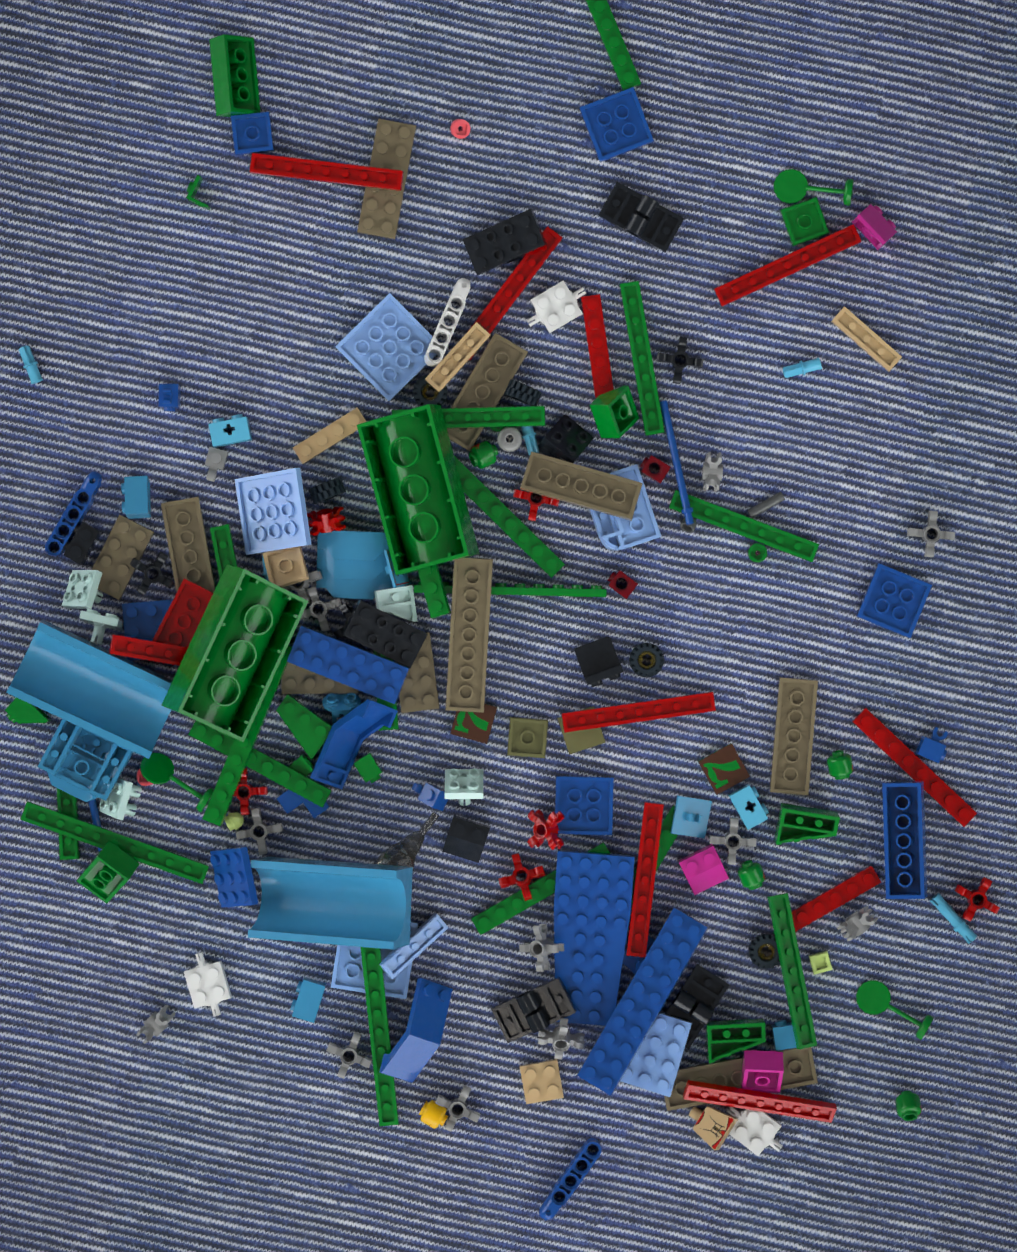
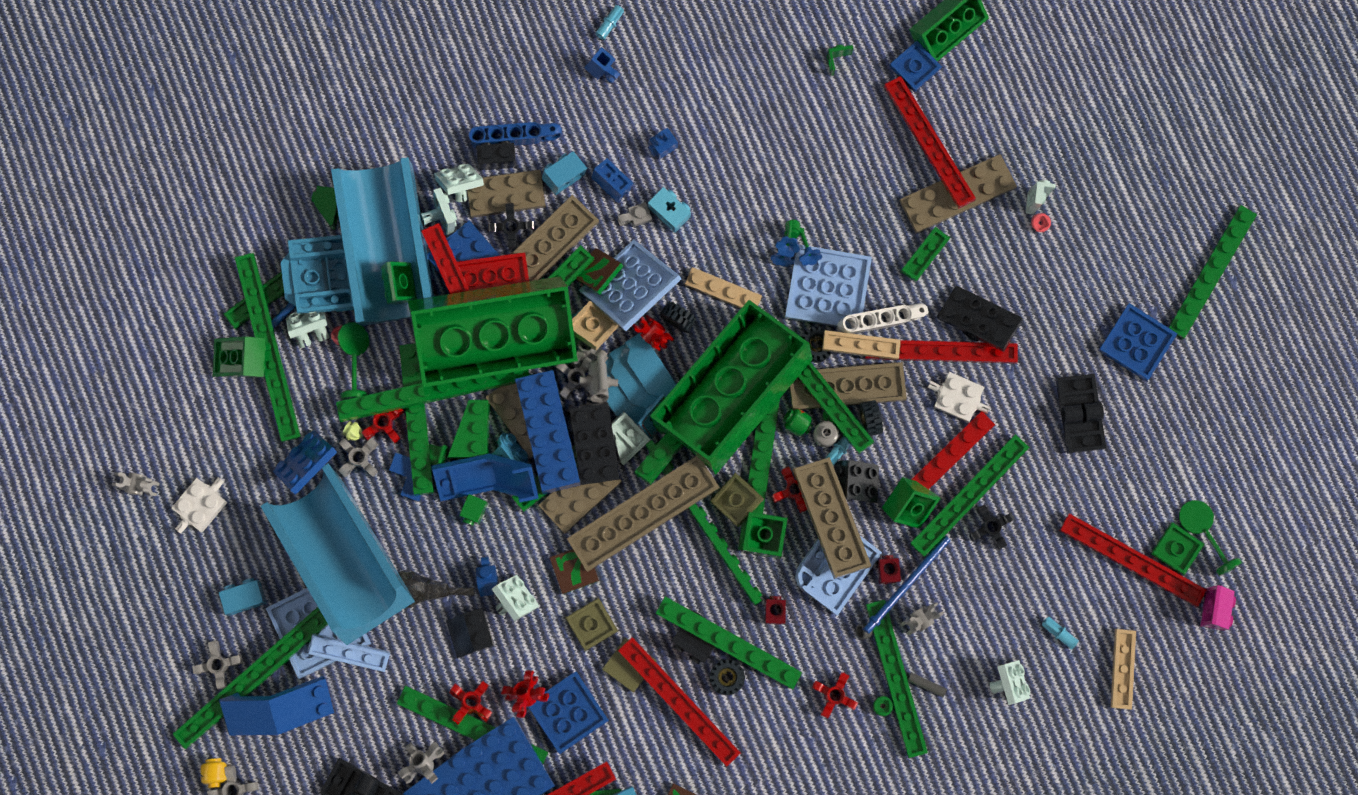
camera: 50 degrees right, 10 degrees down
(64, 400) = (601, 64): none -> blue brick
(139, 701) = (398, 282): none -> green slope
(171, 461) = (612, 180): none -> blue hinge
(243, 527) = (599, 272): none -> tile
(335, 359) = (788, 247): none -> blue plant
(335, 594) = (598, 380): none -> light grey pin
(419, 245) = (925, 254): none -> green plate
(437, 116) = (1037, 195): none -> light aqua bracket
(511, 550) = (736, 500): none -> olive tile
(555, 548) = (765, 535): none -> green slope
(620, 639) = (728, 642): none -> green plate
(713, 589) = (827, 710): none -> red pin
(813, 437) = (1012, 683): none -> light aqua plate

